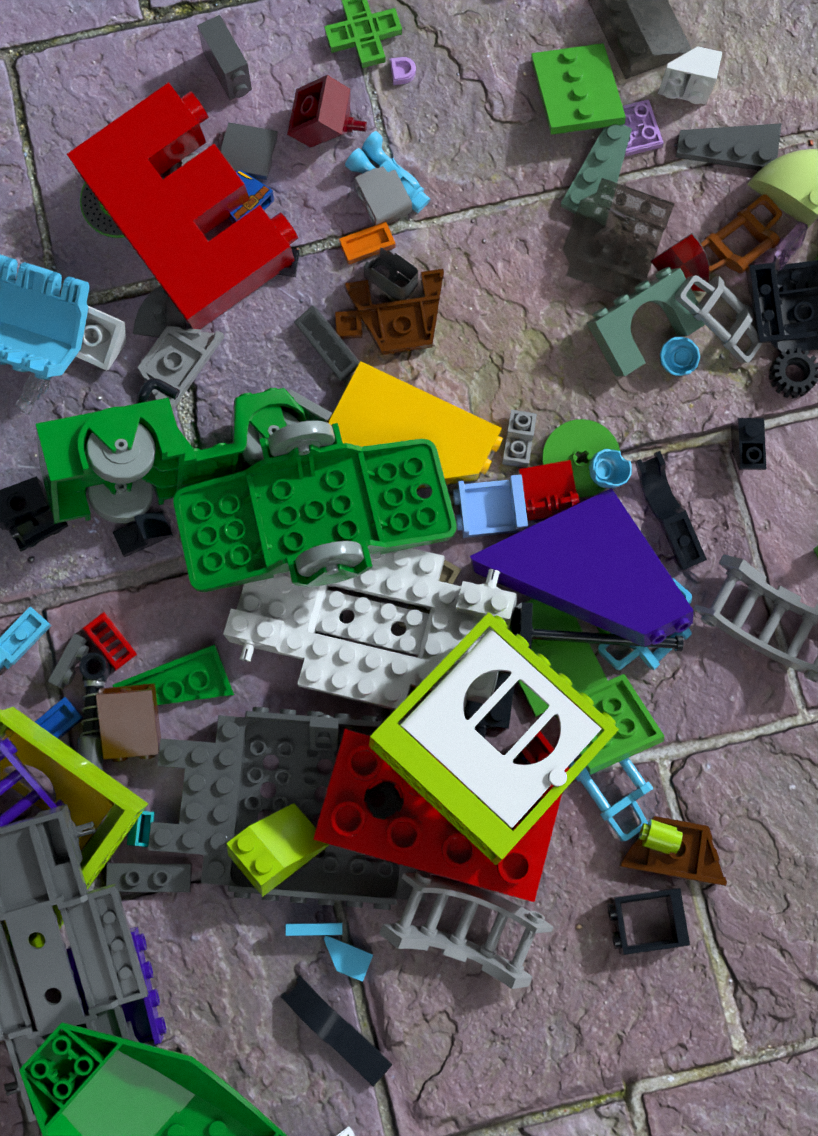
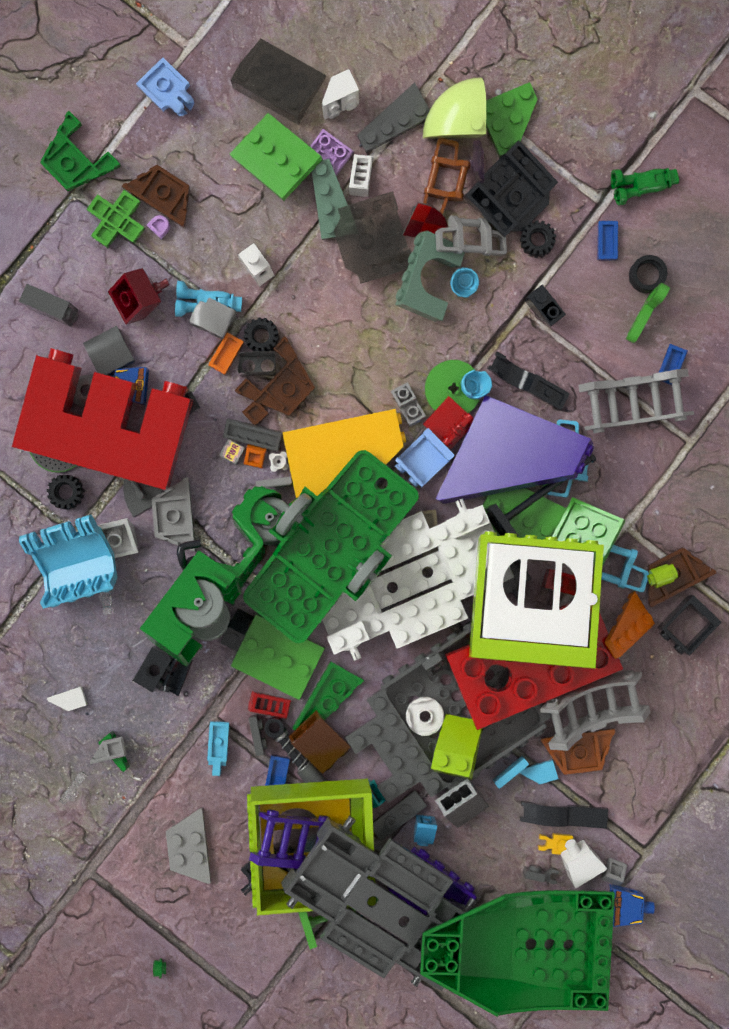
camera: 35 degrees left, 10 degrees up
(84, 239) = (54, 488): none -> black tyre
(159, 597) = (276, 659): none -> bright green plate
(163, 917) = (424, 830): none -> dark azure slope
(230, 916) = (462, 803): none -> dark grey brick
(249, 1072) = (536, 873): none -> dark grey plate
(252, 783) = (428, 727): none -> white tile
(291, 345) = (232, 451): none -> tile
(304, 1060) = (556, 843): none -> yellow plate
(312, 367) = (255, 456): none -> orange slope
(312, 1101) = (581, 862): none -> white torso
(331, 384) = (282, 465): none -> white plate
(413, 973) = (585, 755): none -> dark orange wing
(425, 238) = (261, 324): none -> black tyre
(431, 40) = (162, 192): none -> reddish brown wing
(471, 171) = (256, 264): none -> white torso
(579, 863) = (630, 626): none -> orange wing
(639, 181) = (359, 187): none -> white slope

